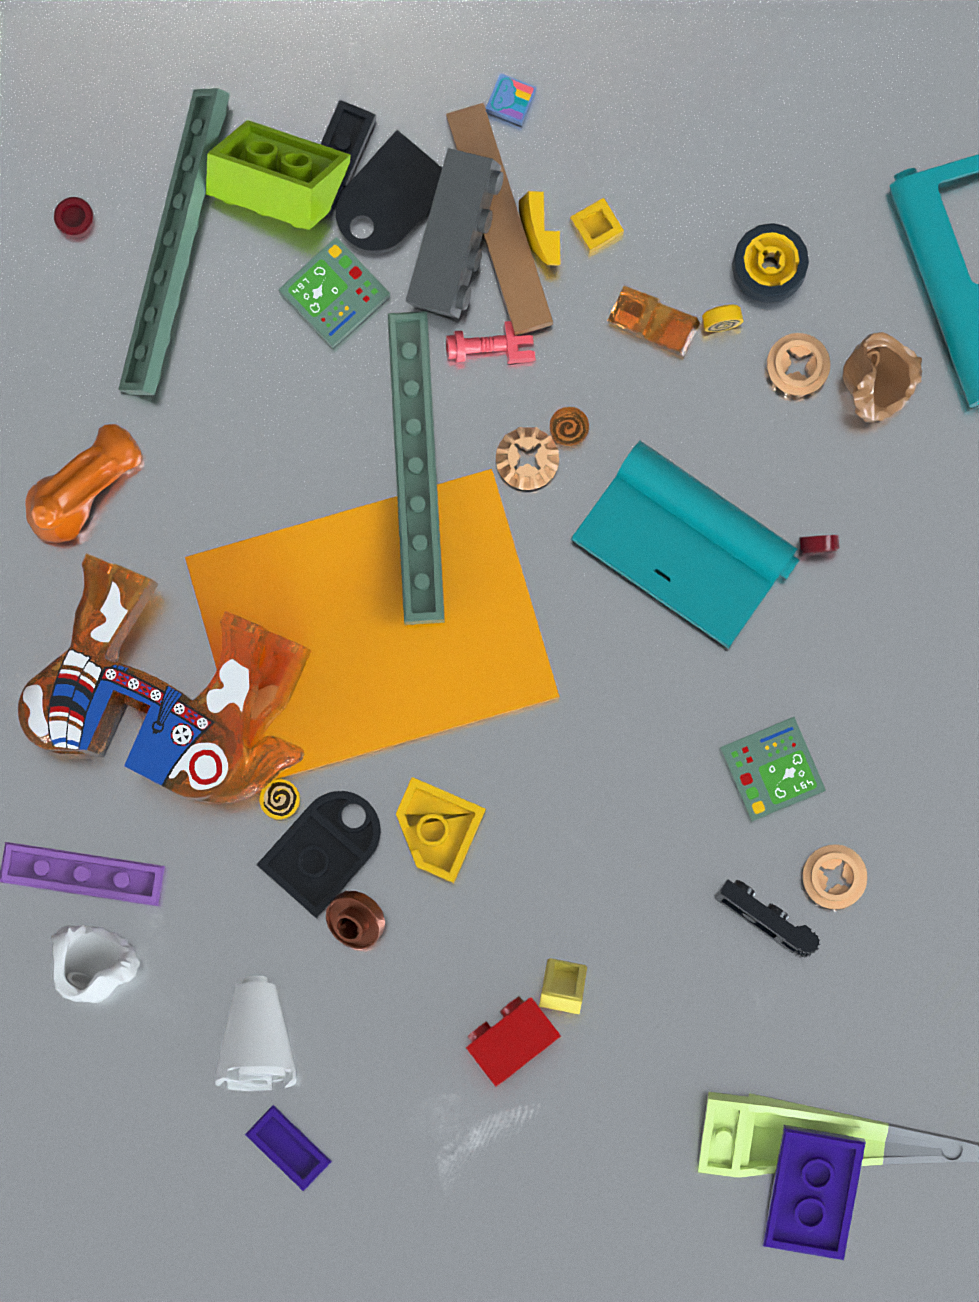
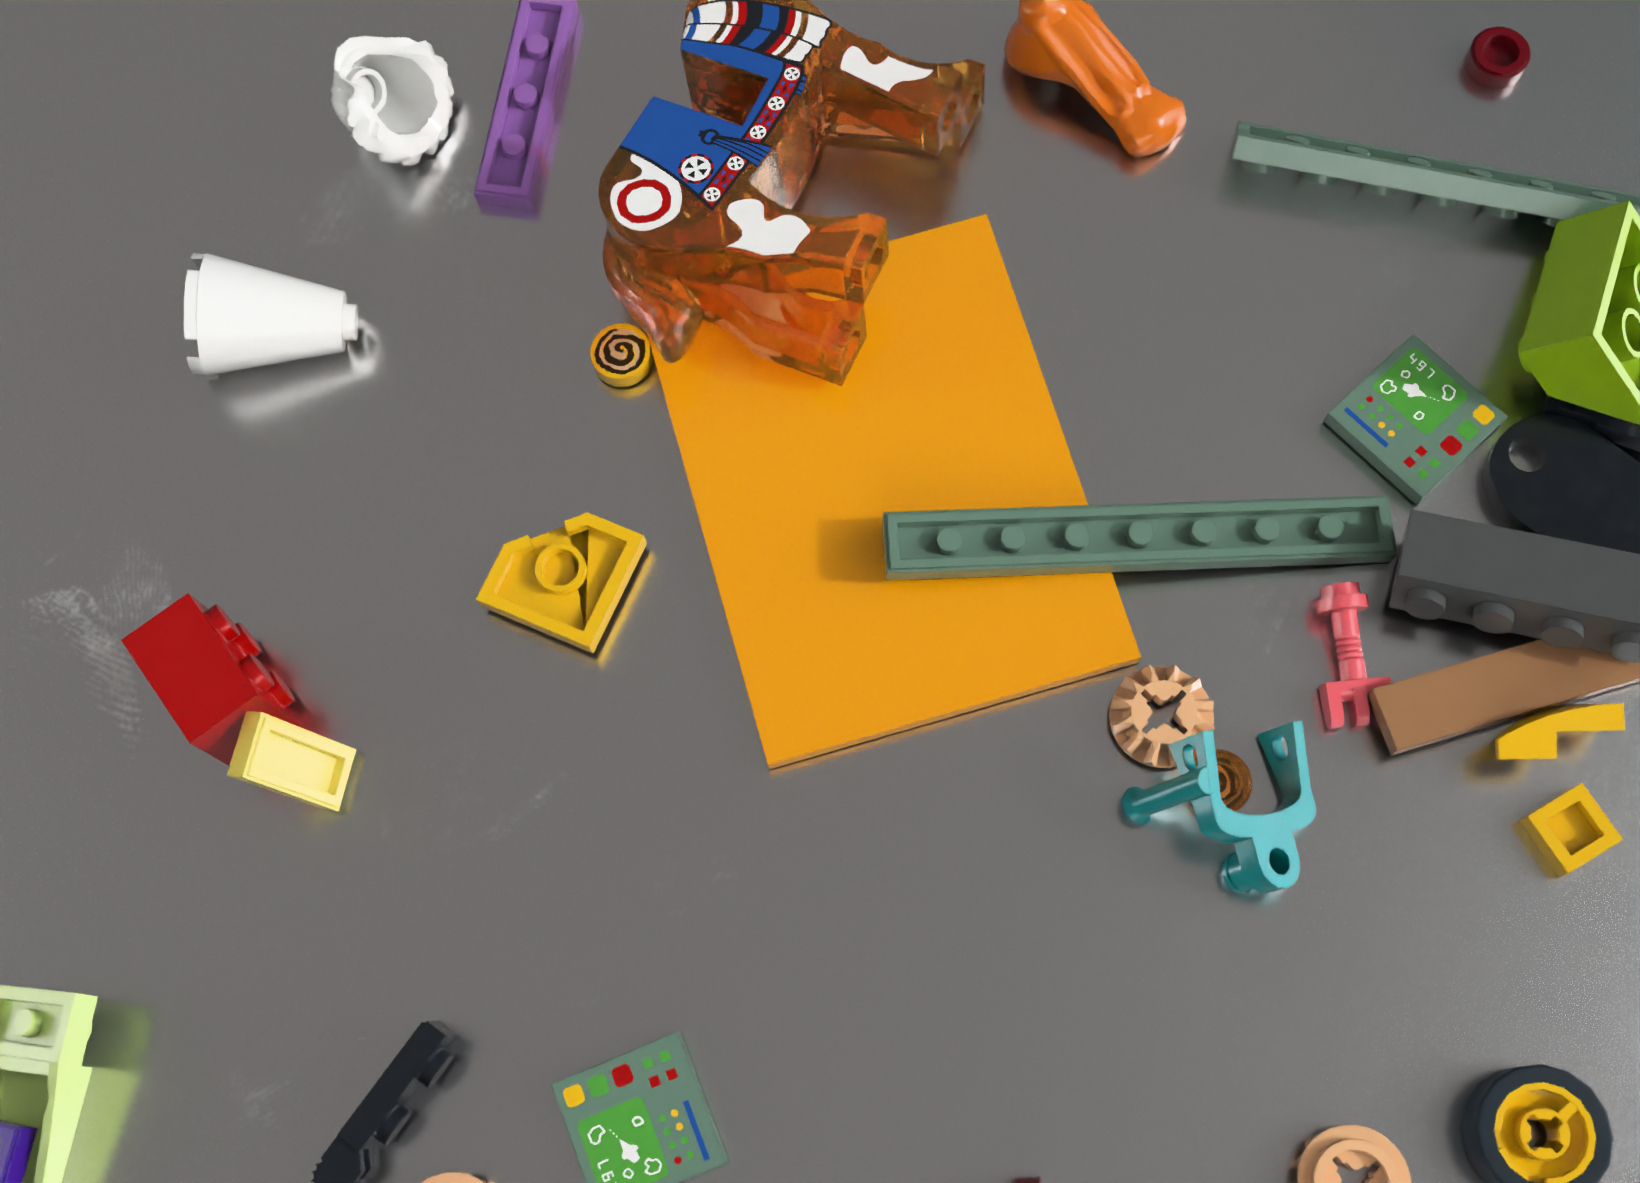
camera: 100 degrees right, 10 degrees down
(288, 1147) = (114, 377): dark purple tile -> none
(321, 852) = (539, 415): black tile -> none
(355, 919) = (430, 457): copper plate -> none
(611, 404) = (1264, 843): none -> teal piece
(653, 322) = (1410, 925): clear orange slope -> none
(675, 525) = (1021, 1011): teal door -> none
(722, 318) = (1427, 1044): yellow tile -> none

